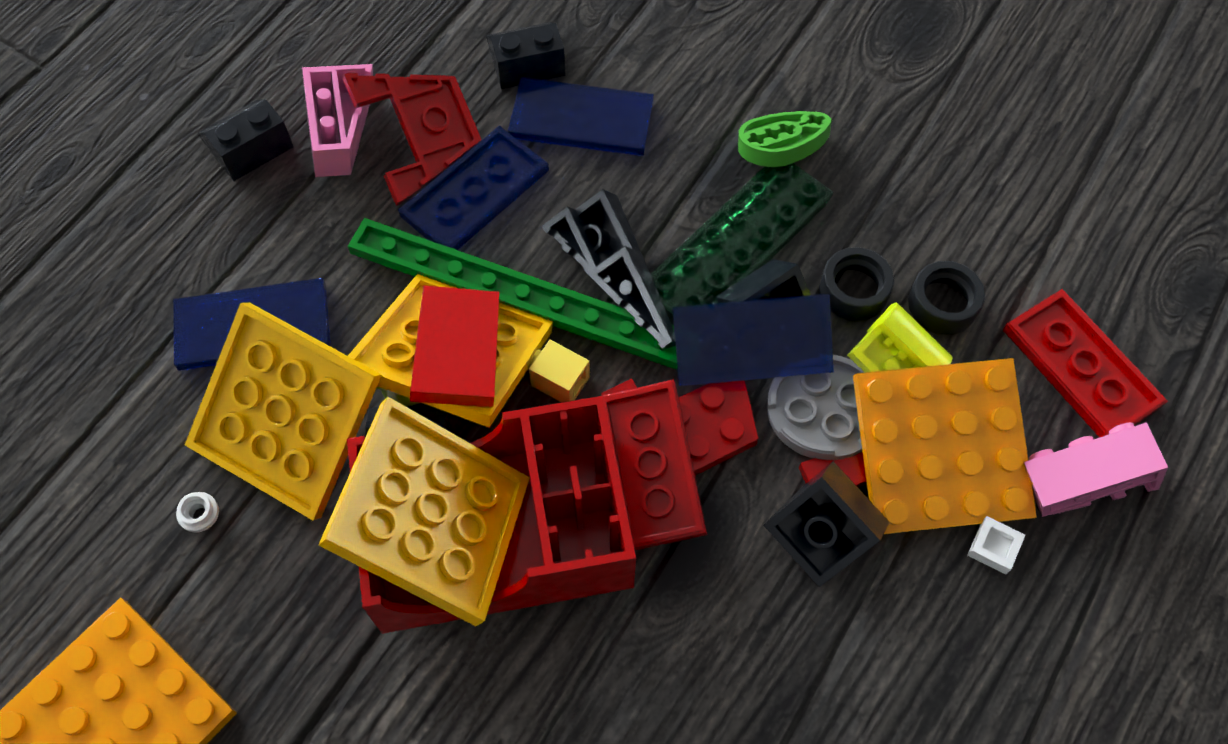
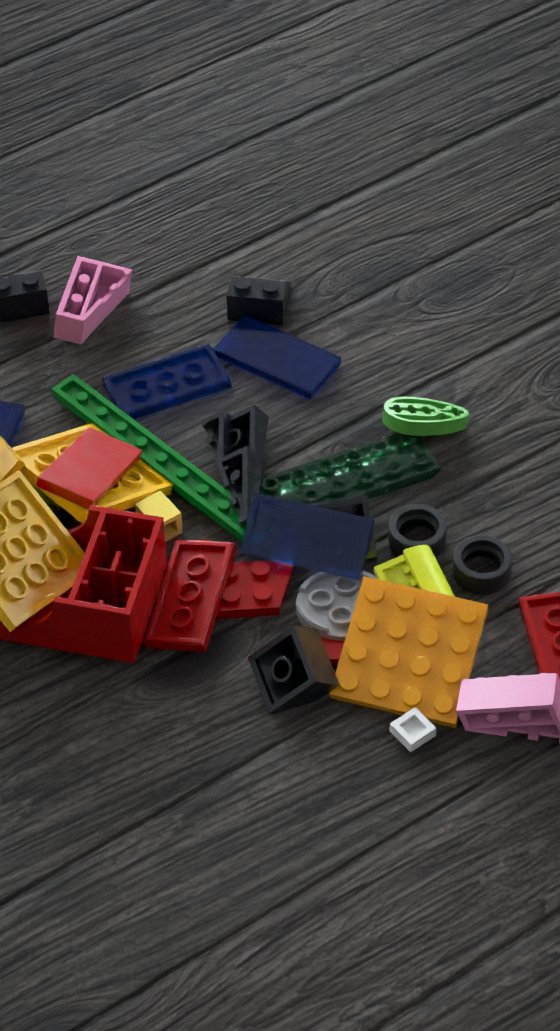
camera: 25 degrees right, 15 degrees down
(432, 119) = (158, 321): red wing -> none

